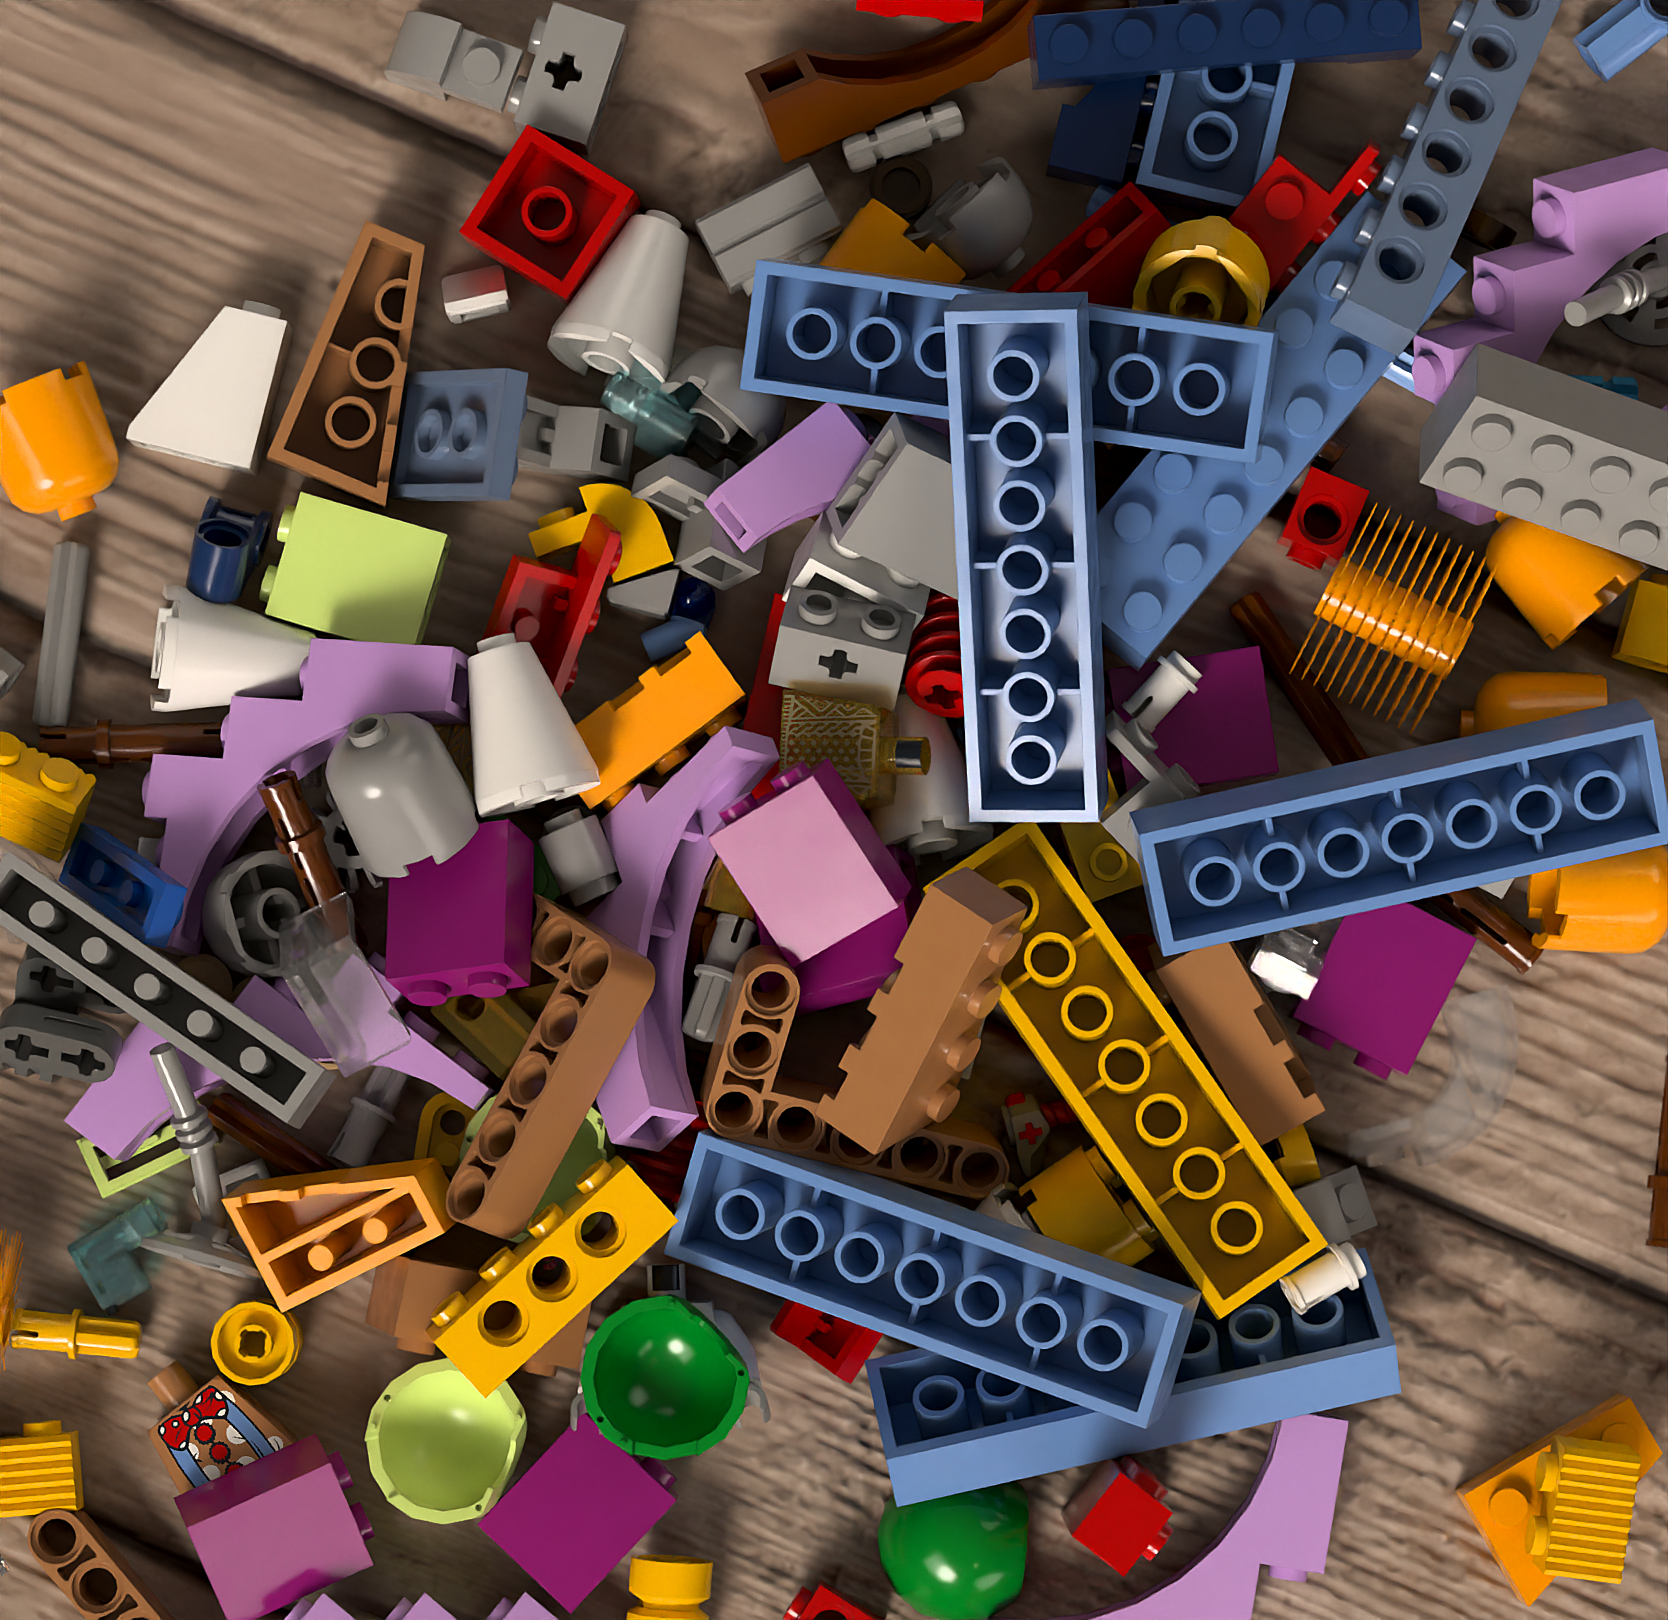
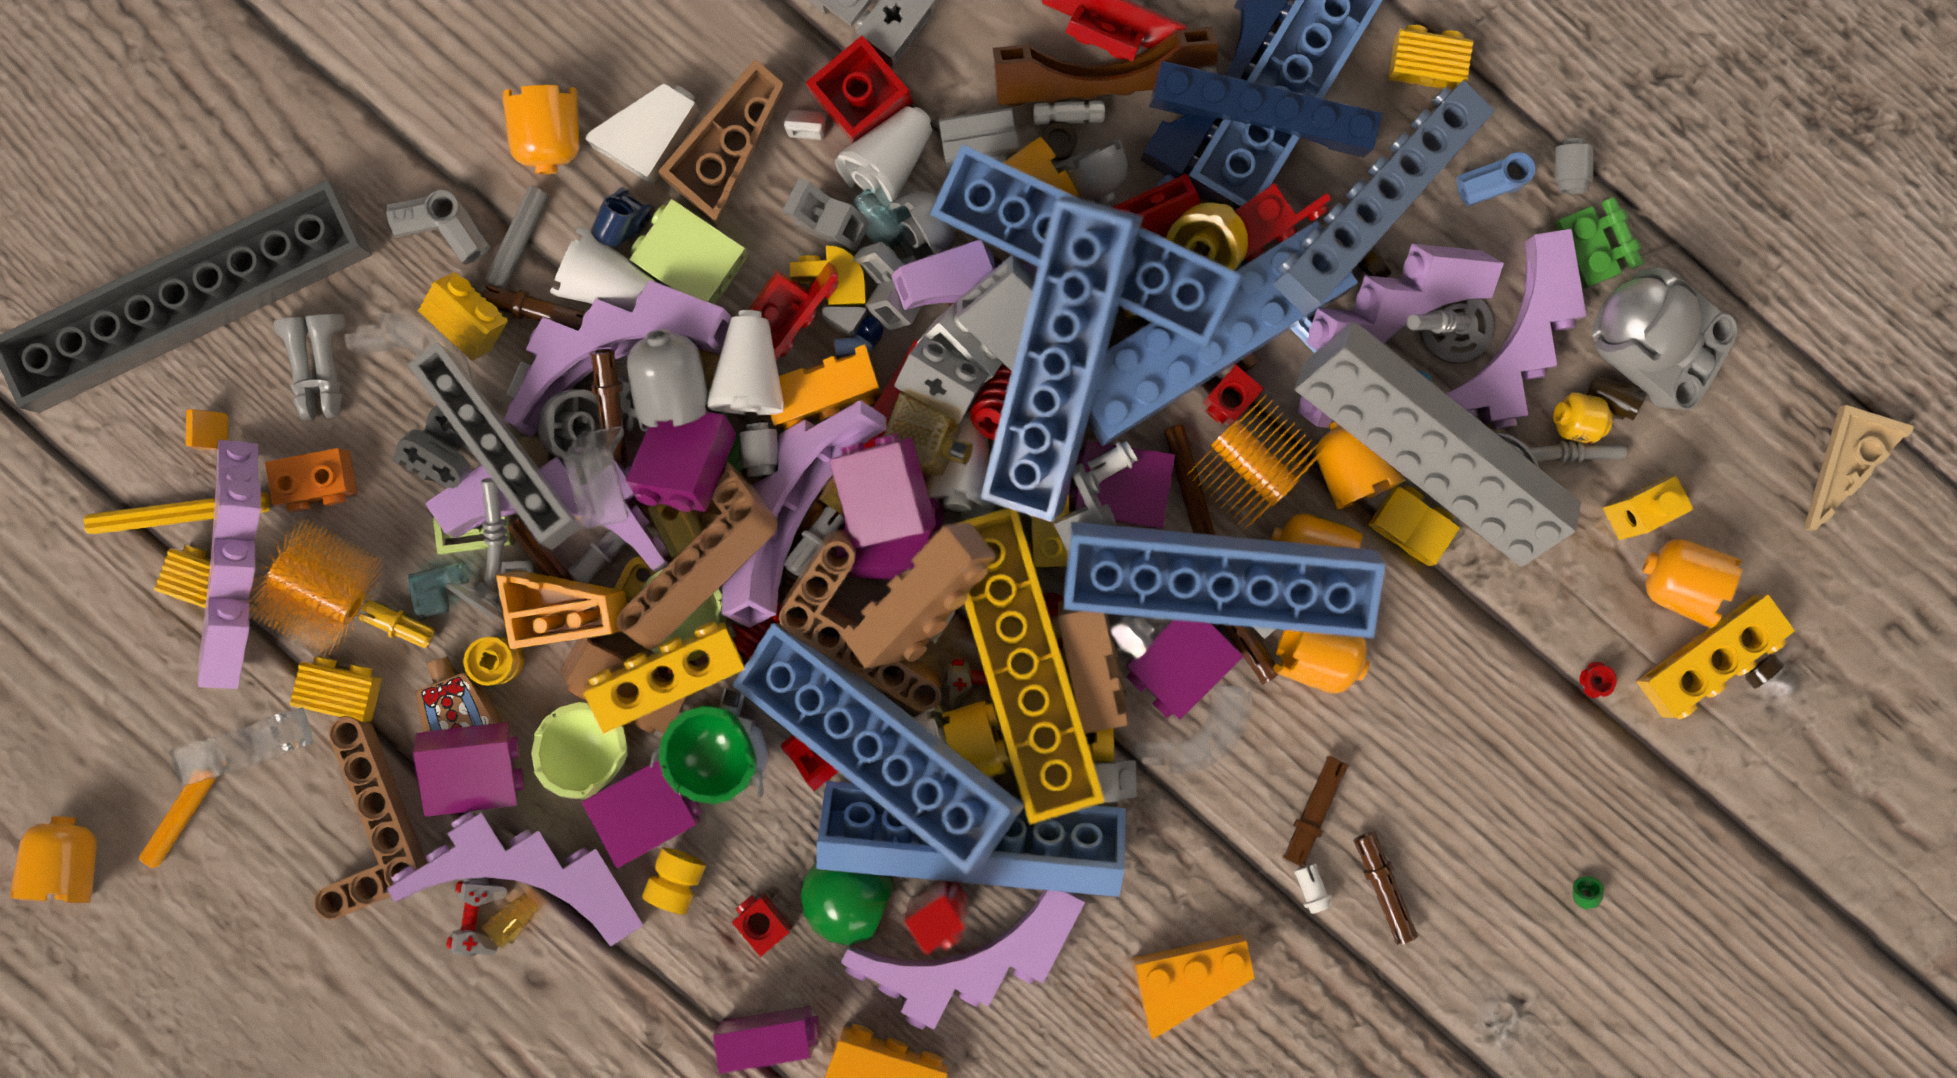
camera: 15 degrees right, 0 degrees up
(123, 885) = (501, 384): blue plate -> none
(458, 435) = (768, 194): sand blue plate -> none
(1323, 1277) = (1096, 818): white pin -> none
(1583, 1509) = (1201, 996): yellow brick -> none

